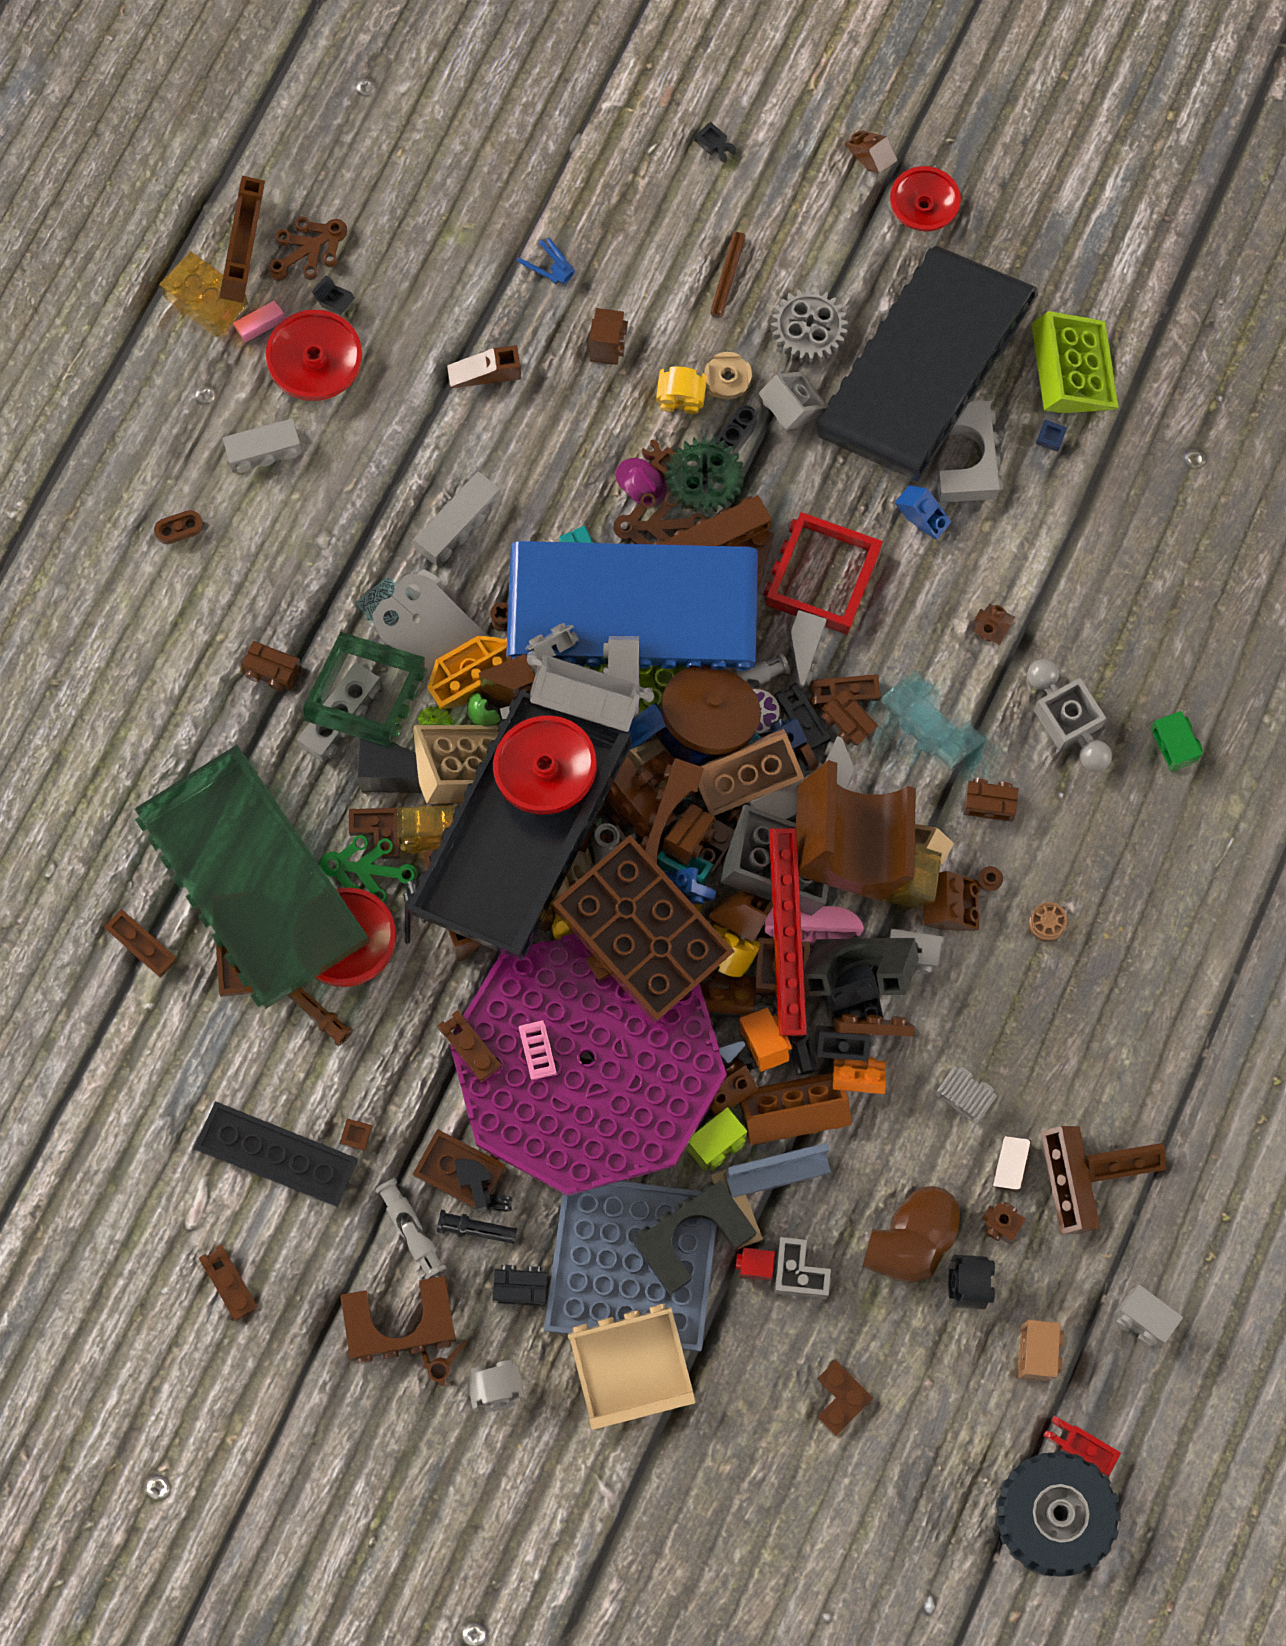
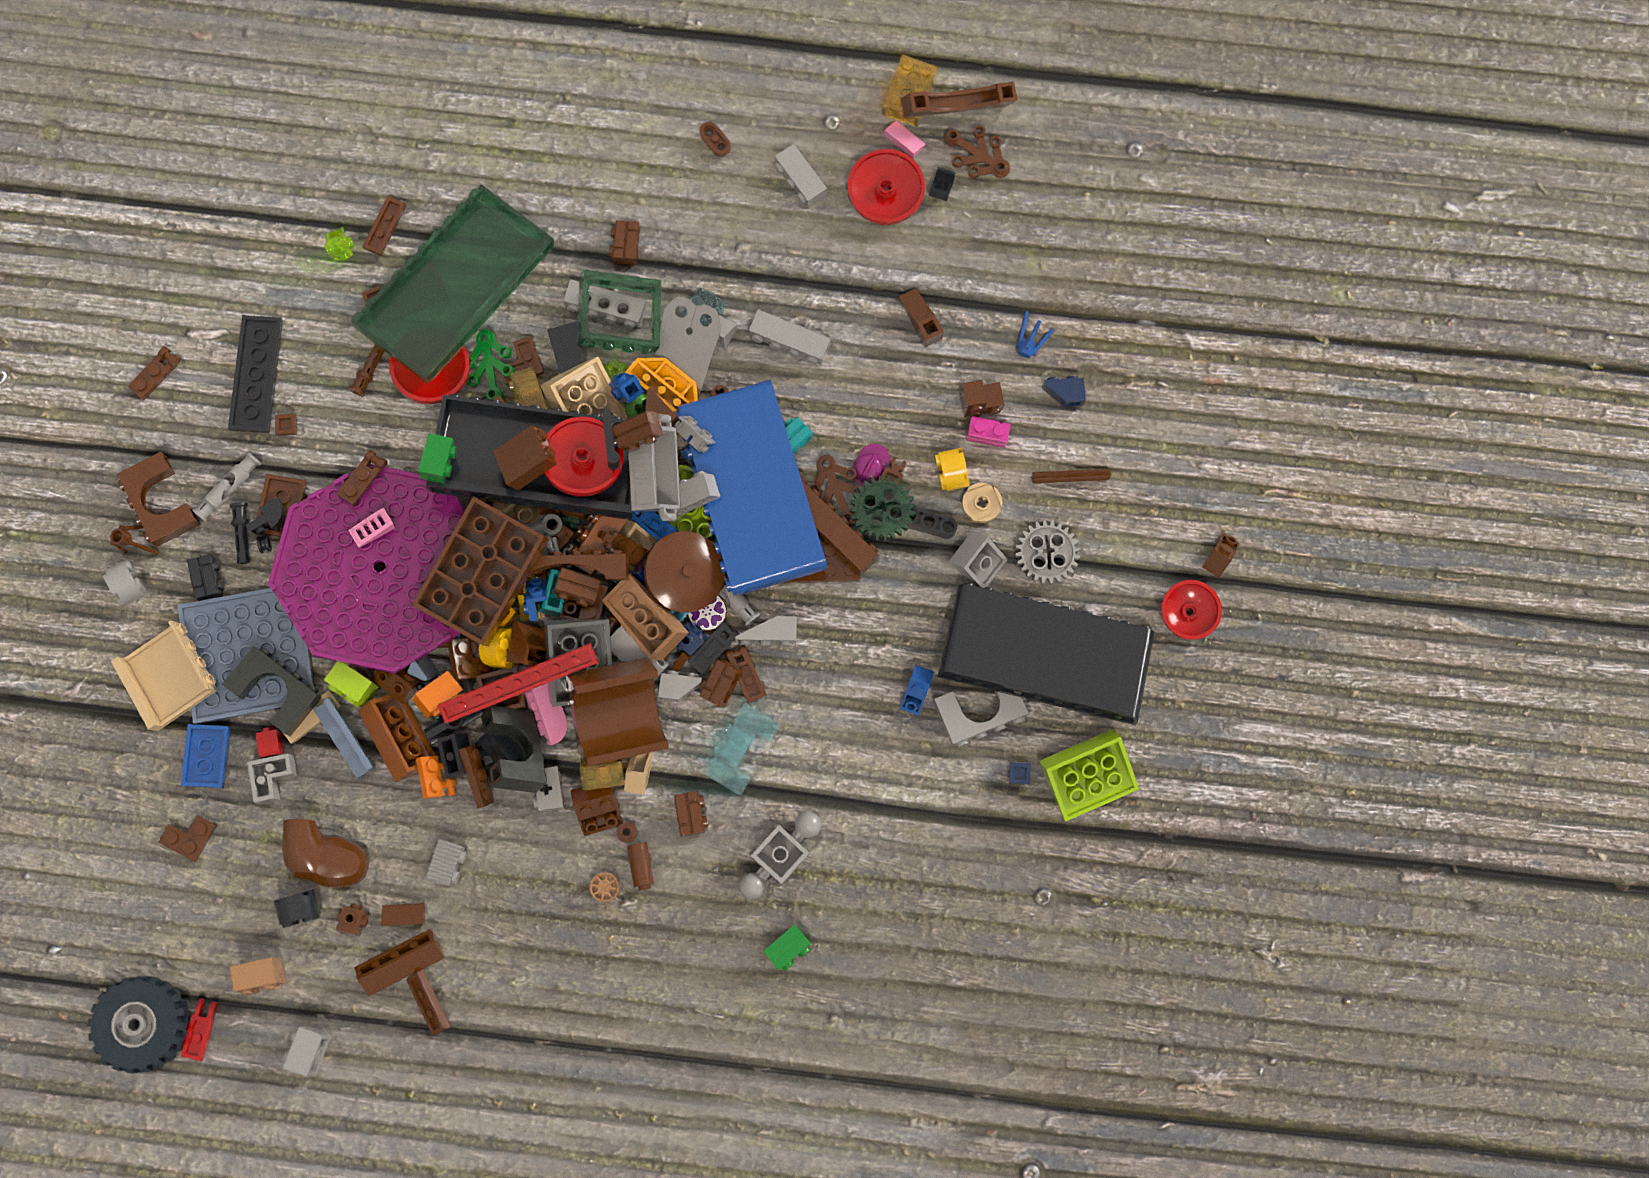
camera: 70 degrees right, 5 degrees up
(146, 1002) = (339, 244): none -> clear neon green brick
(463, 708) = (625, 387): none -> blue brick
(491, 929) = (436, 458): none -> green brick
(527, 824) = (525, 457): none -> reddish brown brick
(539, 723) = (611, 443): none -> black plate
(543, 683) = (638, 430): none -> reddish brown brick
(629, 245) = (1067, 391): none -> dark blue slope
(648, 341) = (988, 432): none -> dark pink brick
(713, 140) = (1184, 428): black plate -> none
(746, 1348) = (205, 756): none -> blue plate
(790, 605) = (835, 659): red window -> none
(993, 623) = (838, 773): reddish brown brick -> none
(1035, 873) = (640, 866): none -> reddish brown brick

